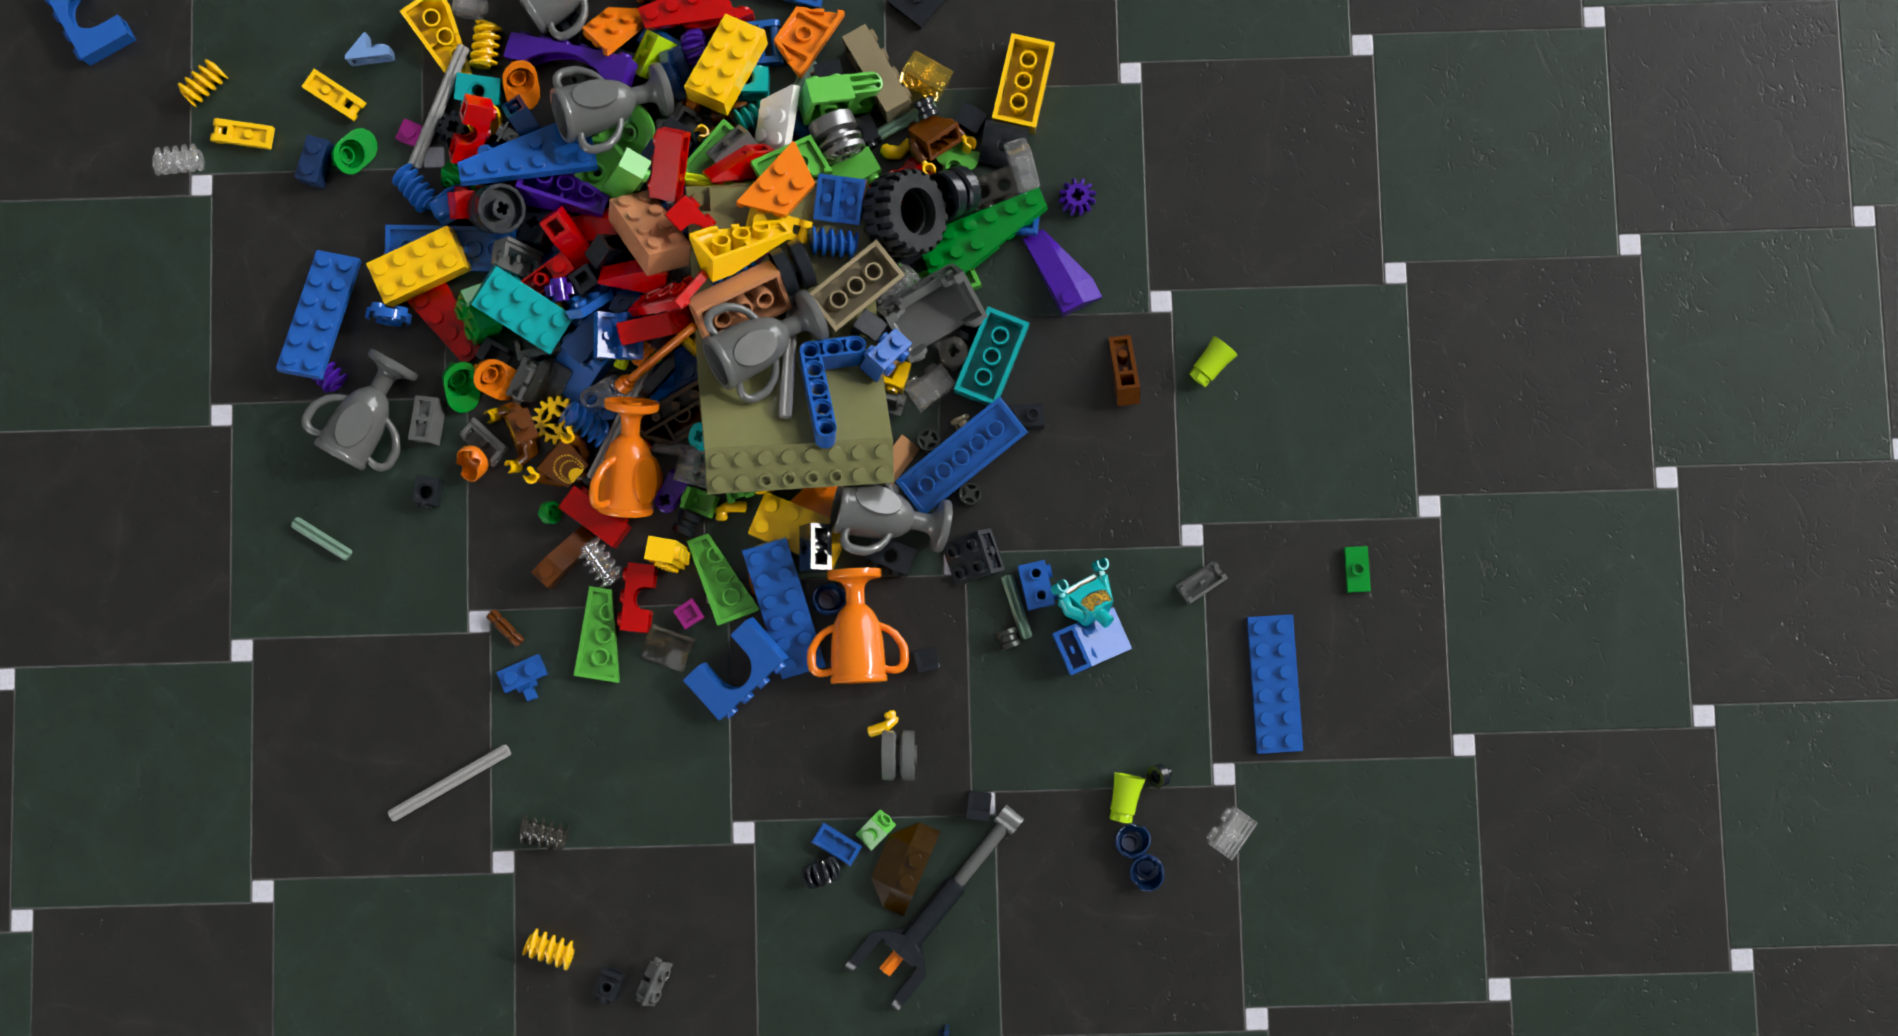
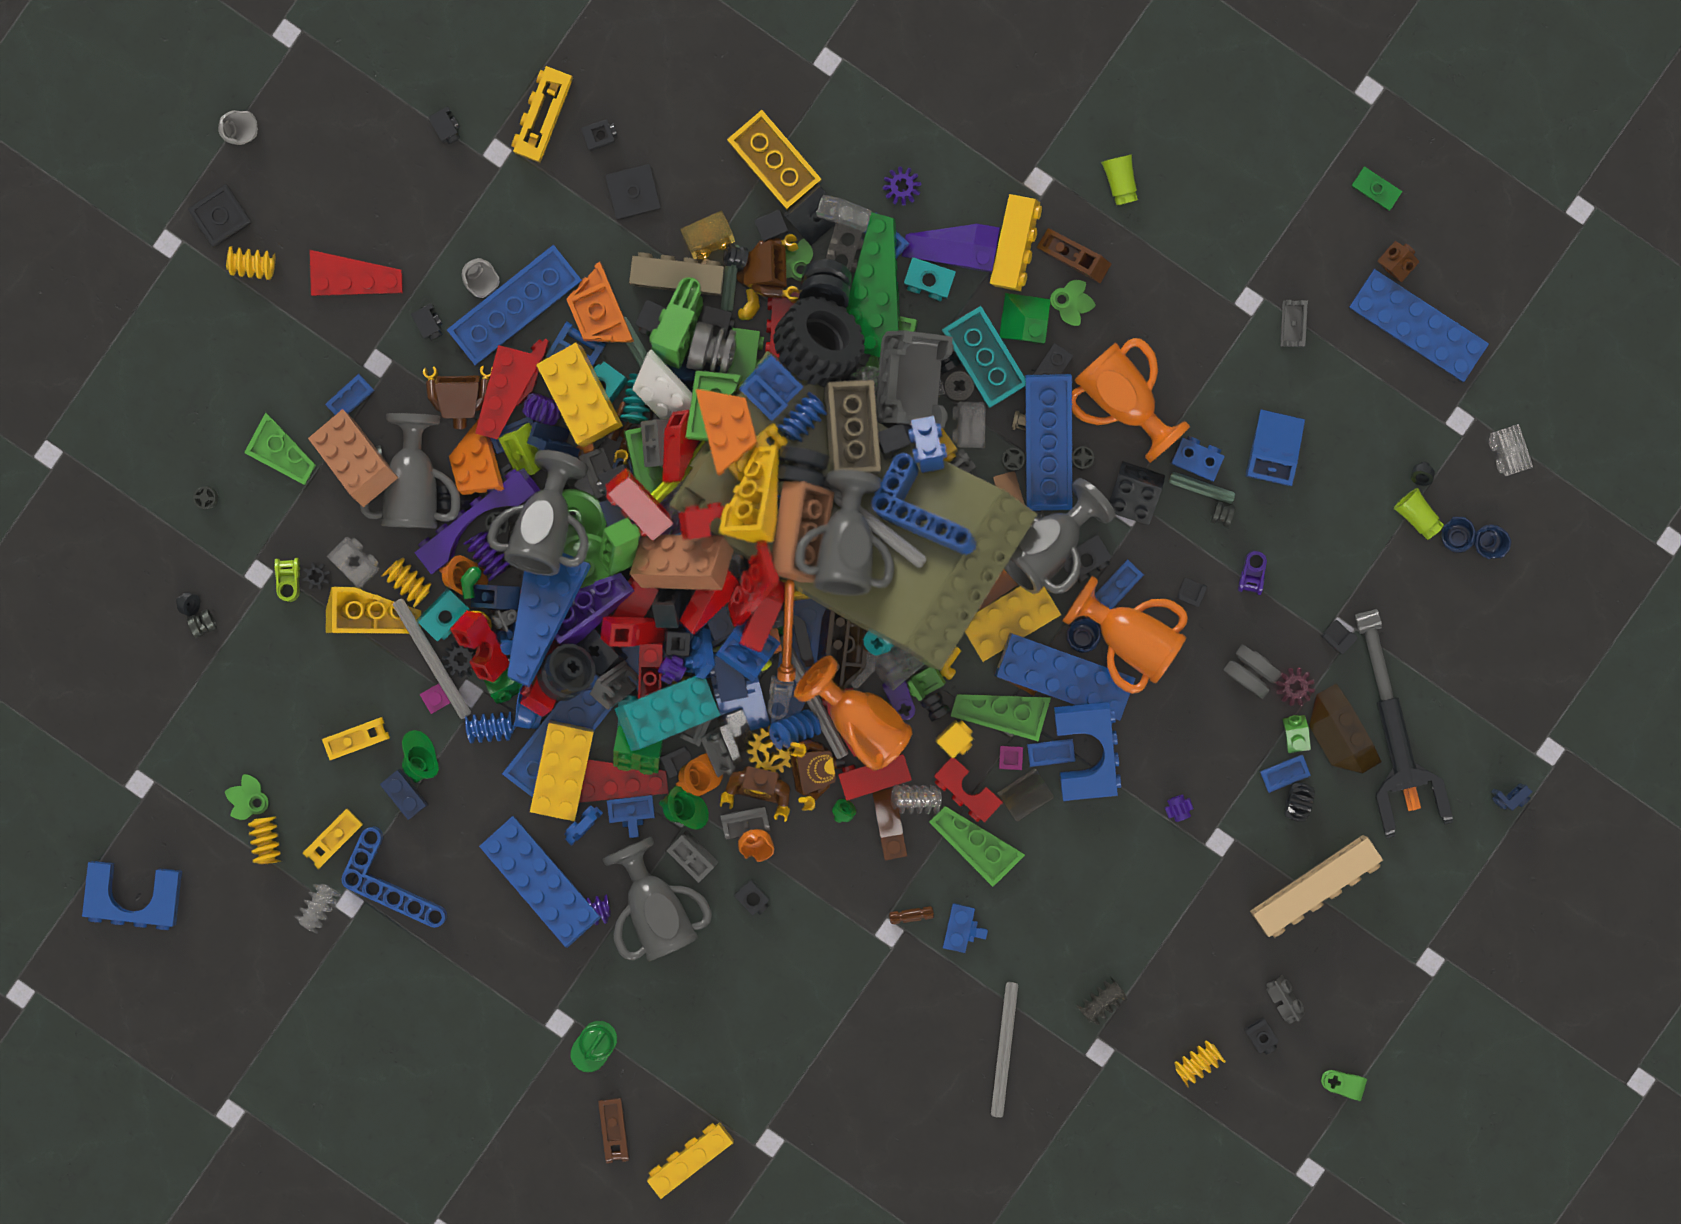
camera: 55 degrees left, 5 degrees up
(162, 518) = (613, 1129): none -> reddish brown plate
(180, 596) = (686, 1163): none -> yellow brick
(221, 454) = (593, 1046): none -> green piece
(226, 45) = (243, 798): none -> bright green plate
(231, 200) = (385, 887): none -> blue beam
(321, 538) = (726, 1012): sand green axle -> none
(363, 53) = (338, 689): medium blue slope -> none
(428, 348) = (631, 812): none -> blue hinge
(519, 87) = (468, 580): none -> green arm
(543, 98) = (487, 555): none -> dark purple piece
(716, 643) = (1051, 752): none -> blue plate
(745, 778) = (1179, 808): none -> dark purple gear
(761, 937) = (1316, 886): none -> tan brick
(815, 547) = (1039, 615): black brick -> none
(889, 598) = (1118, 584): none -> blue tile
(891, 721) = (1219, 658): yellow arm -> none
(909, 807) = (1291, 680): none -> clear pink gear
(977, 698) = (1253, 574): none -> dark purple piece
(1022, 258) = (943, 276): none -> teal brick
(1044, 489) = (1126, 395): none -> orange piece
(1045, 369) = (1024, 318): none -> green slope
(1087, 599) = (1240, 425): teal torso -> none
(1089, 399) = (1075, 304): none -> bright green plate
(1099, 316) = (1015, 242): none -> yellow brick
(1314, 628) = (1399, 260): none -> reddish brown brick

